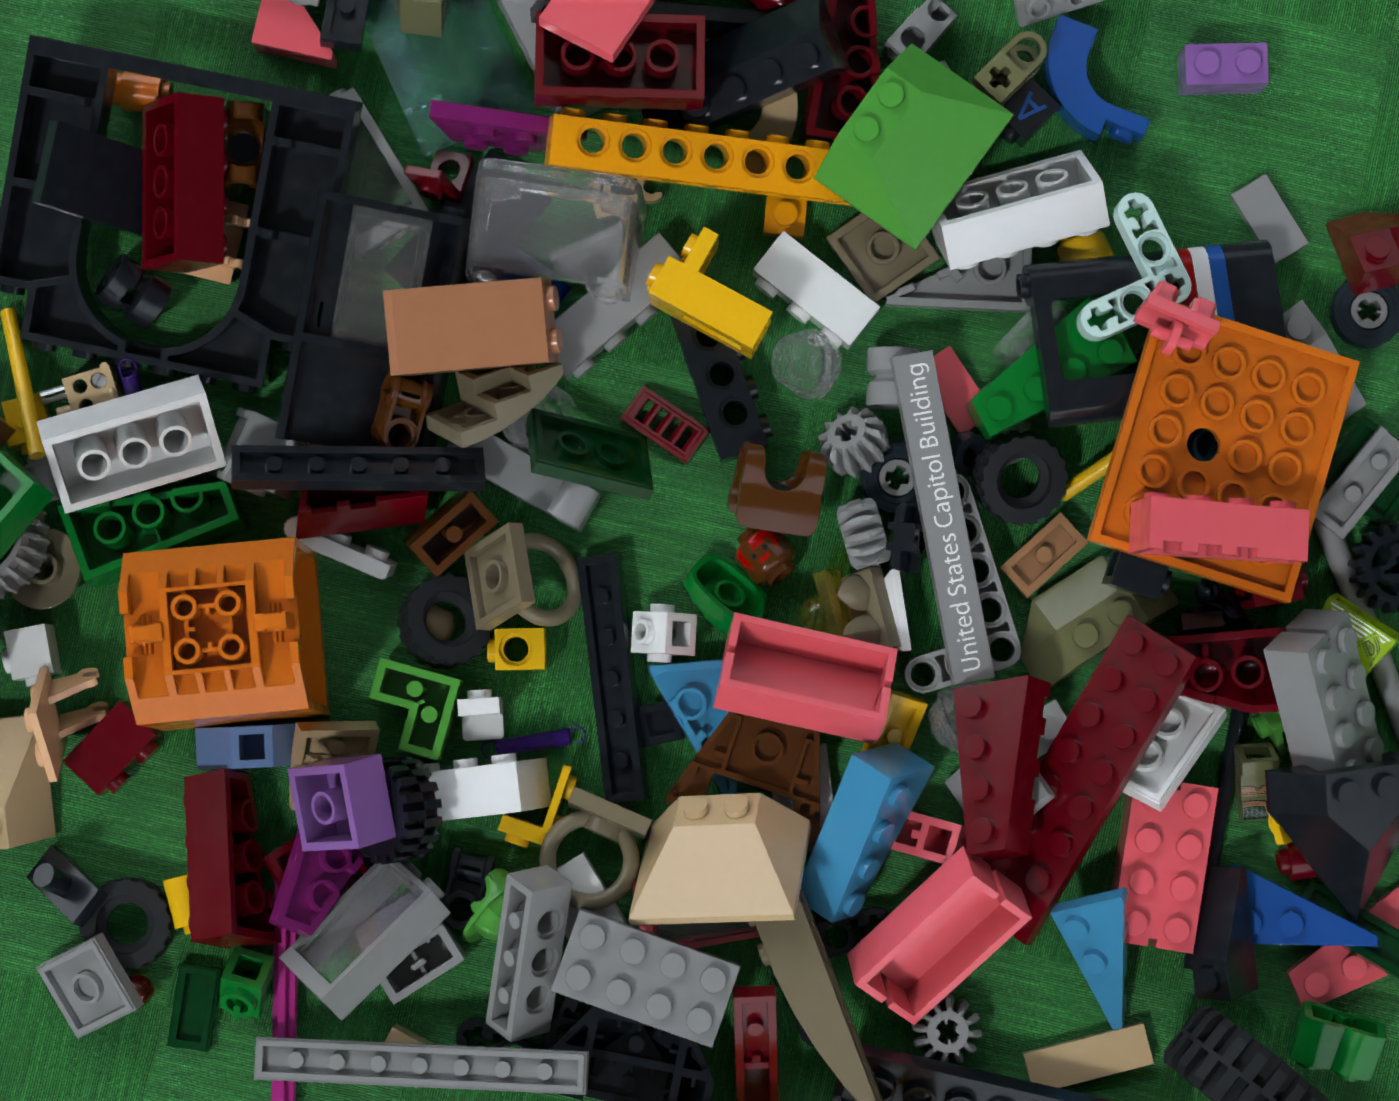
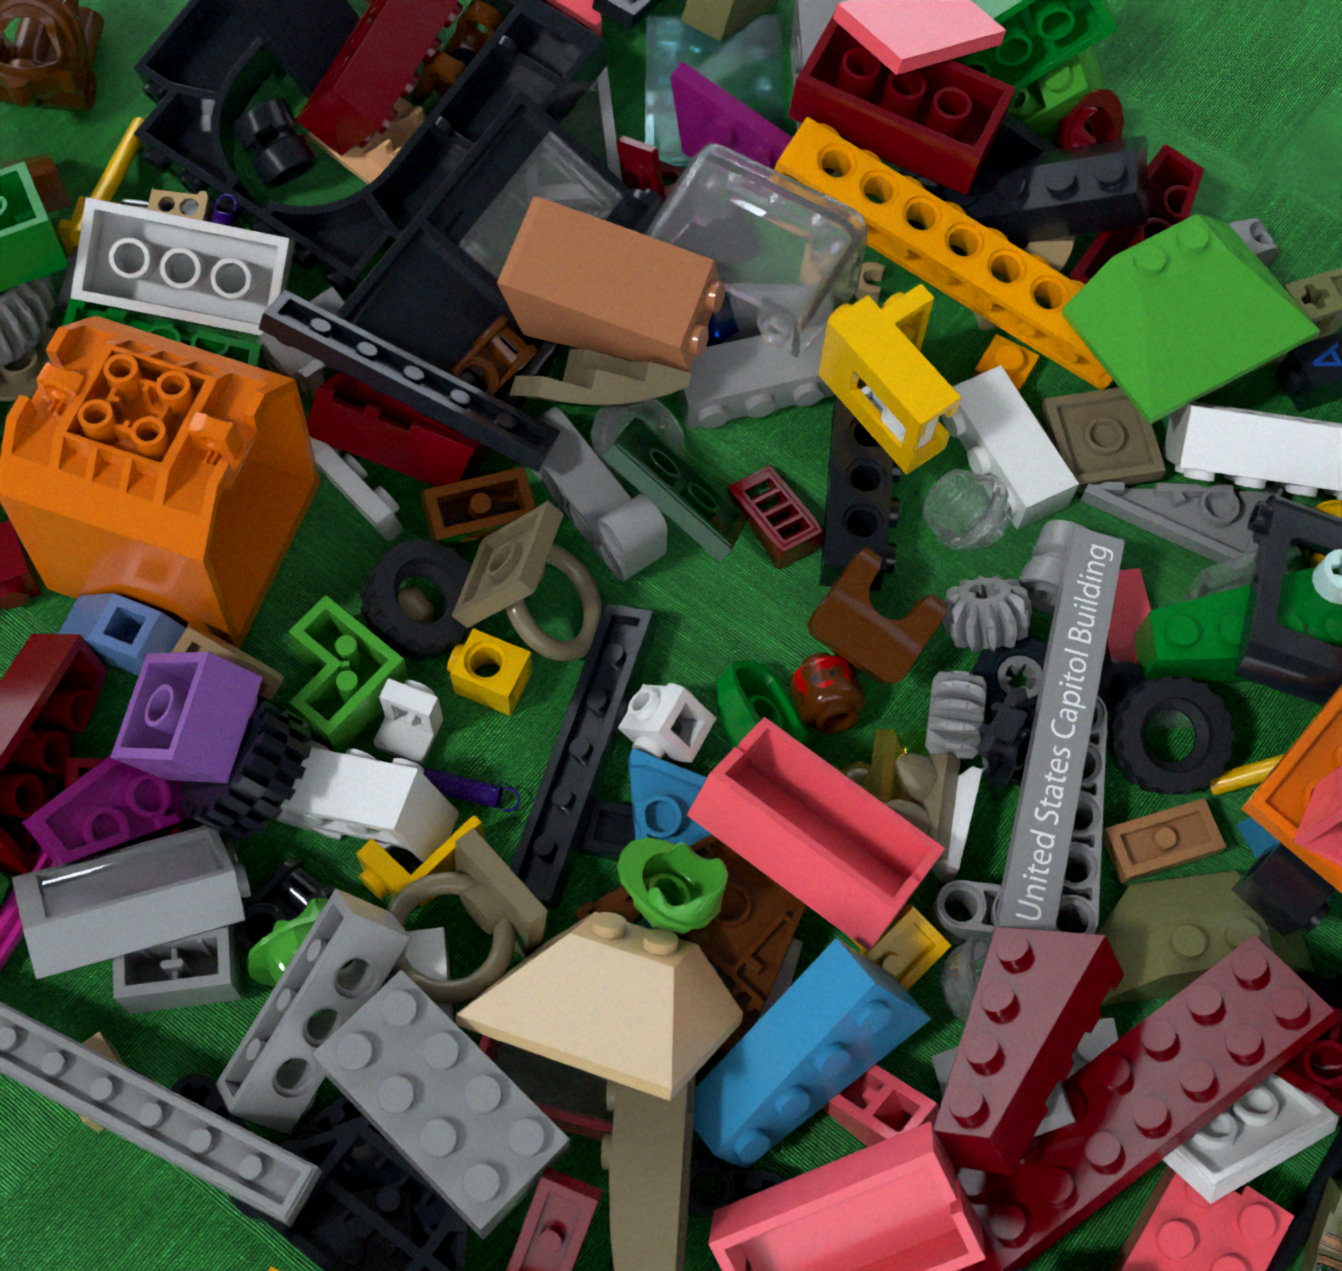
camera: 20 degrees right, 20 degrees down
(725, 761) = (672, 884): none -> bright green piece

